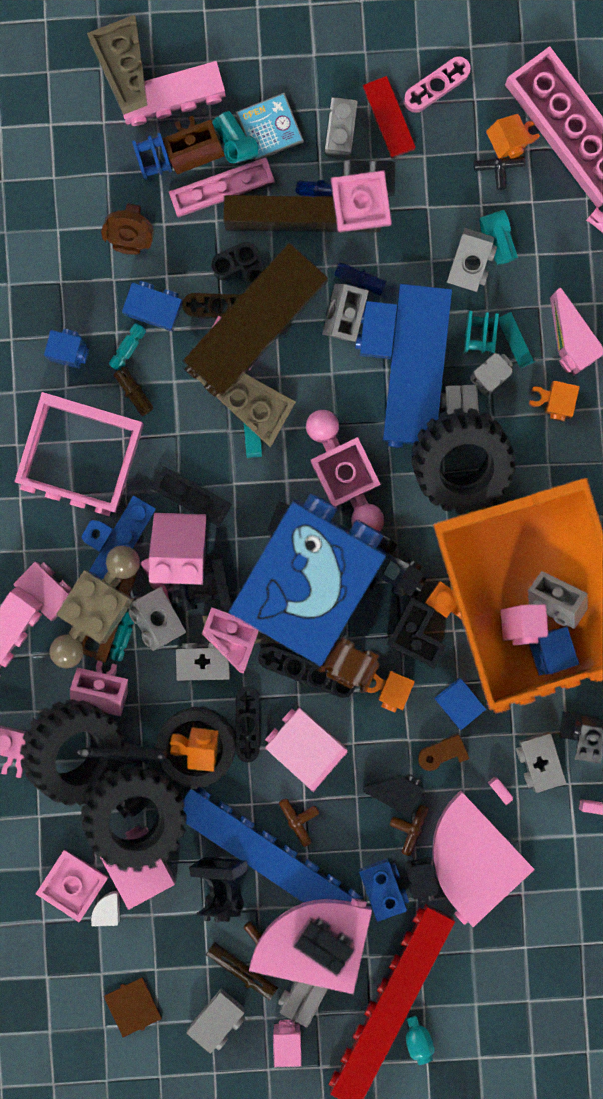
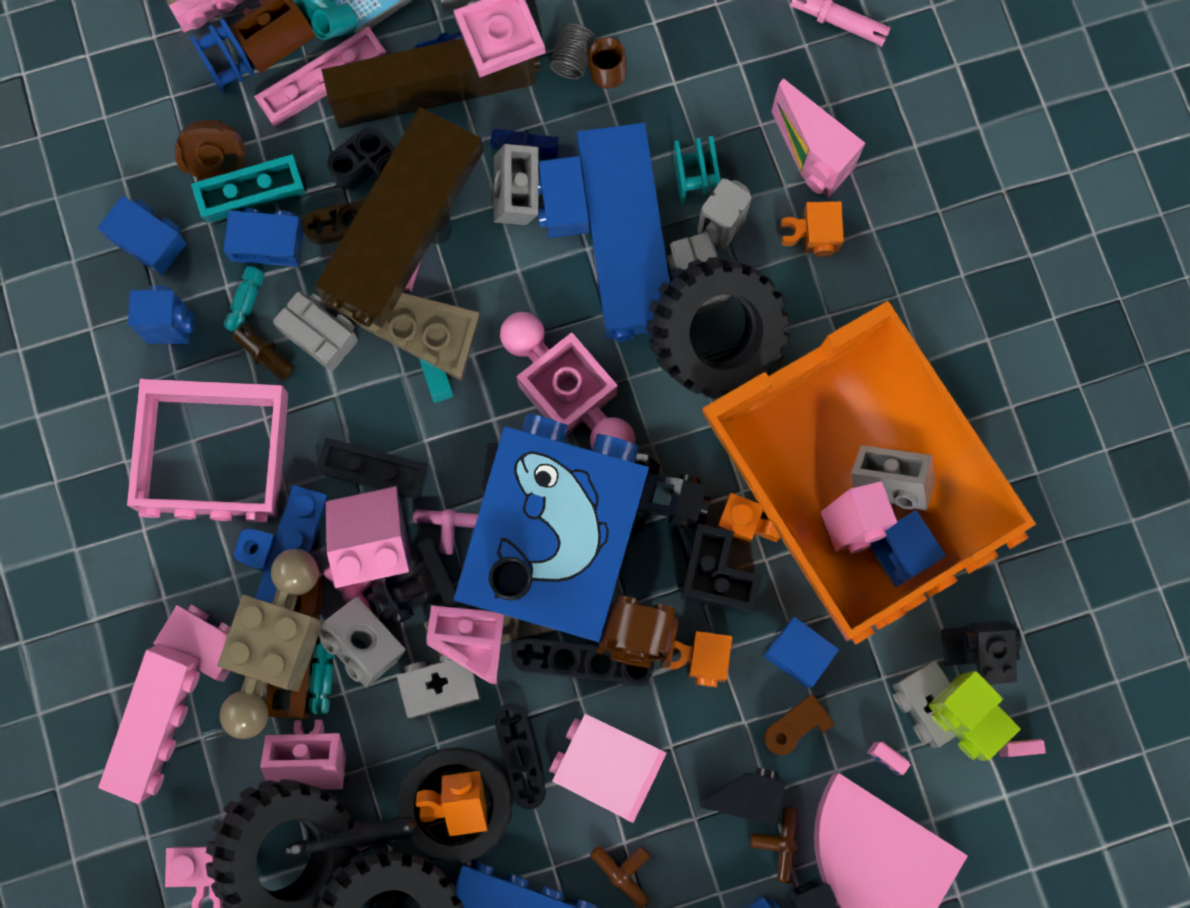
camera: 15 degrees left, 10 degrees down
(65, 282) = (143, 235): none -> blue brick
(149, 267) = (248, 188): none -> teal brick
(174, 384) = (316, 330): none -> light grey brick
(237, 547) = (448, 520): none -> bright pink piece
(264, 621) = (500, 563): none -> black piece
(413, 216) = (571, 51): none -> dark grey piece
(436, 221) = (607, 48): none -> reddish brown piece
(472, 244) = (657, 60): light grey brick -> none
(498, 226) = (682, 43): teal piece -> none
(515, 340) = (742, 172): teal piece -> none
(564, 779) = (973, 715): none -> lime brick

